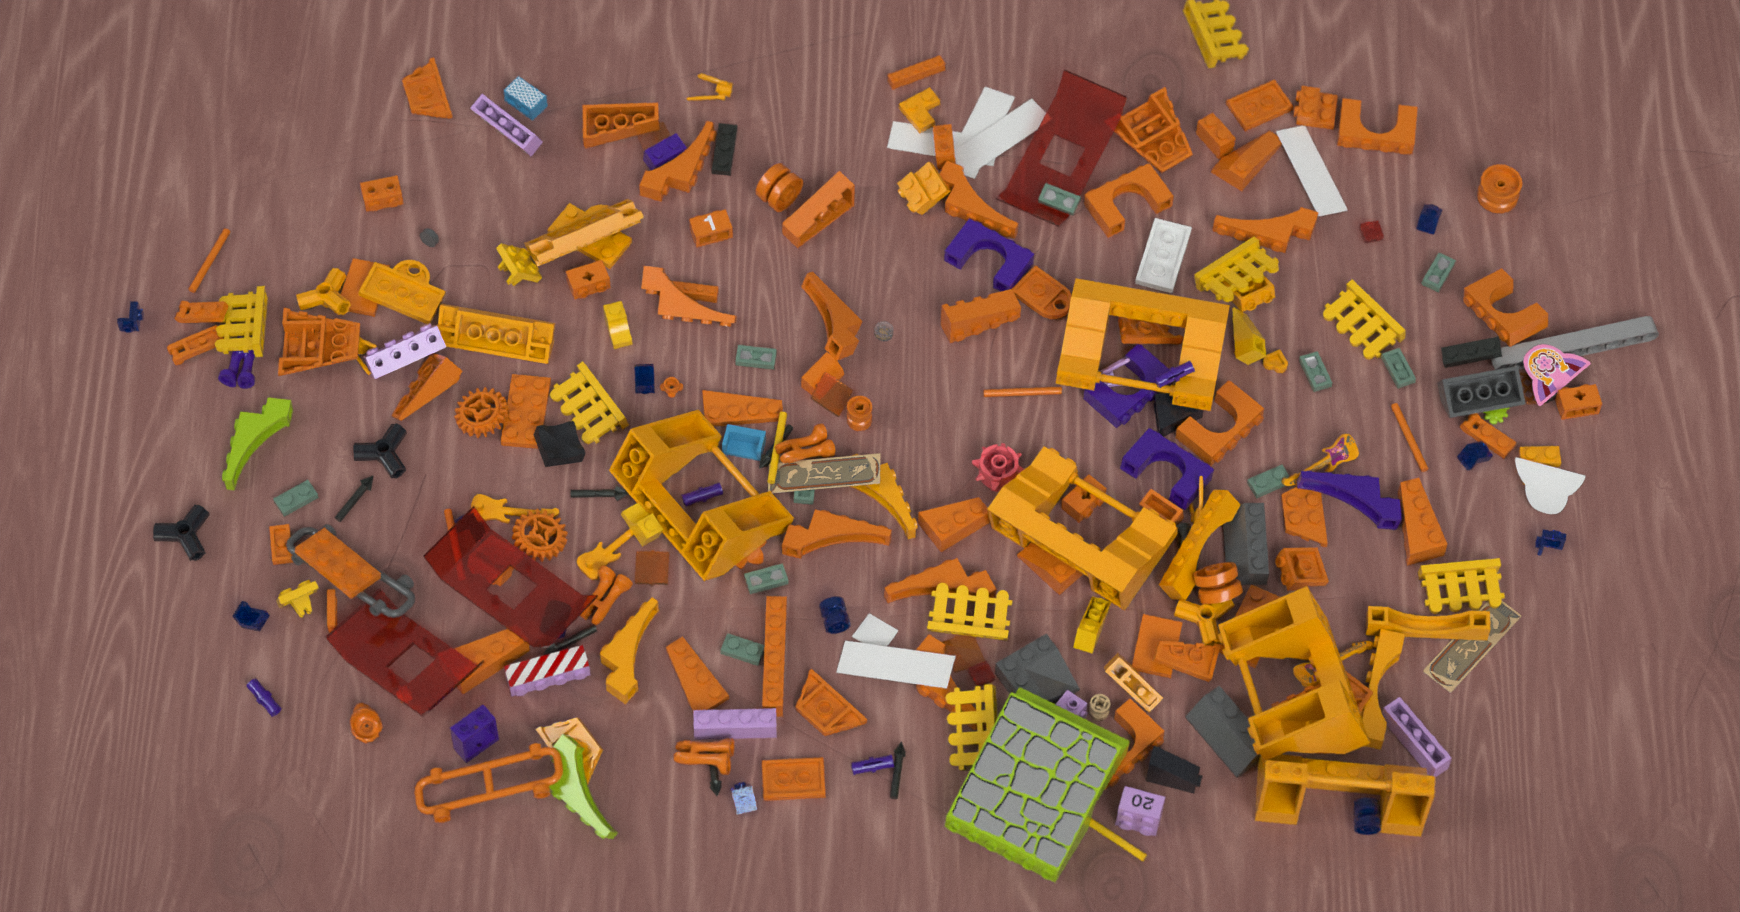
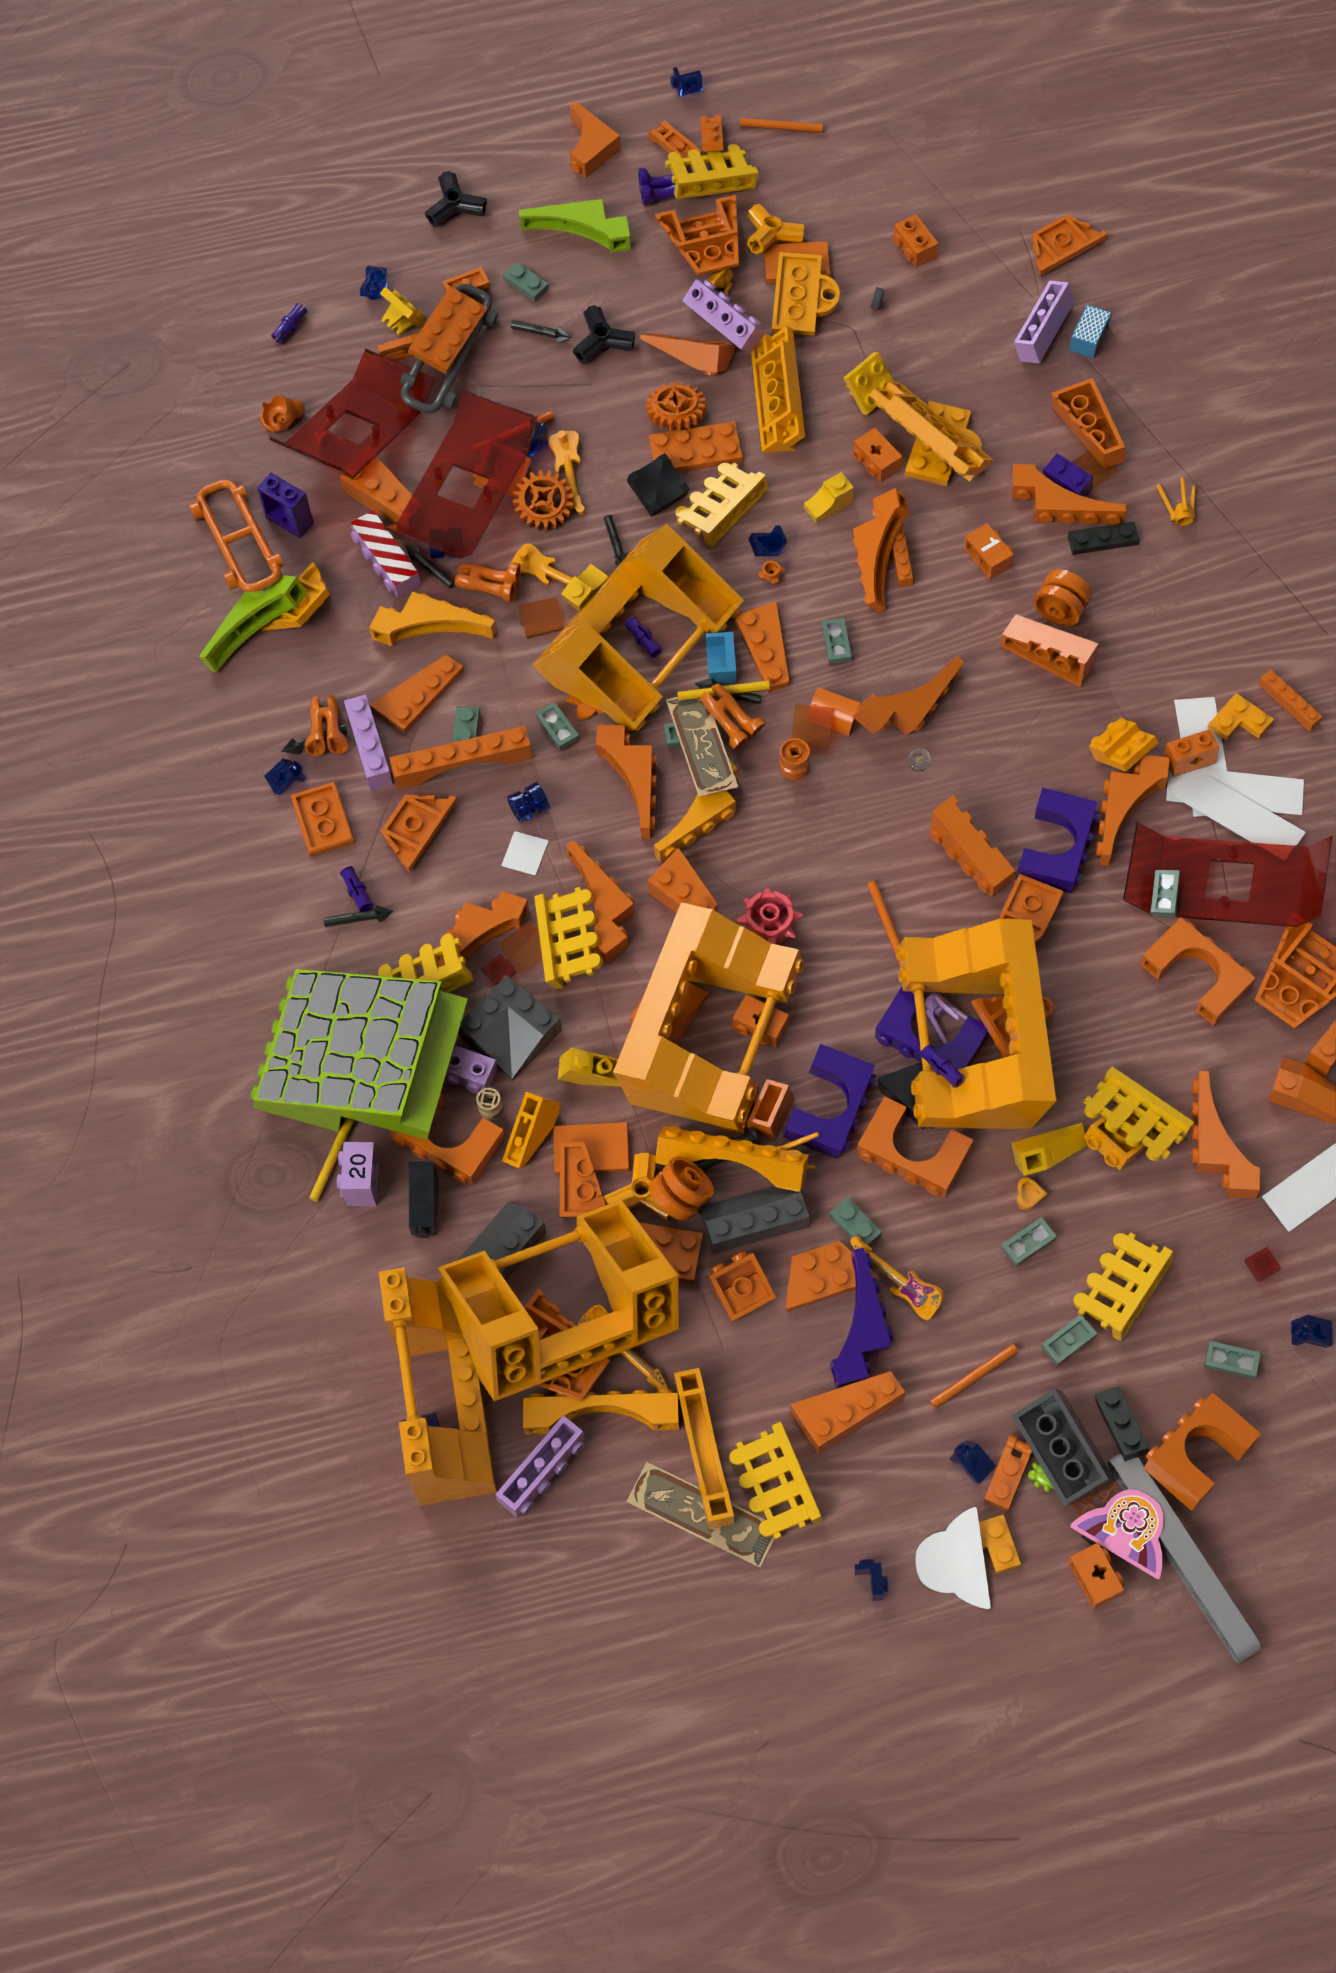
camera: 80 degrees right, 5 degrees up
(165, 404) = (596, 143): none -> orange arch
(895, 664) = (481, 878): white sticker -> none
(1163, 255) = (1133, 1029): white plate -> none

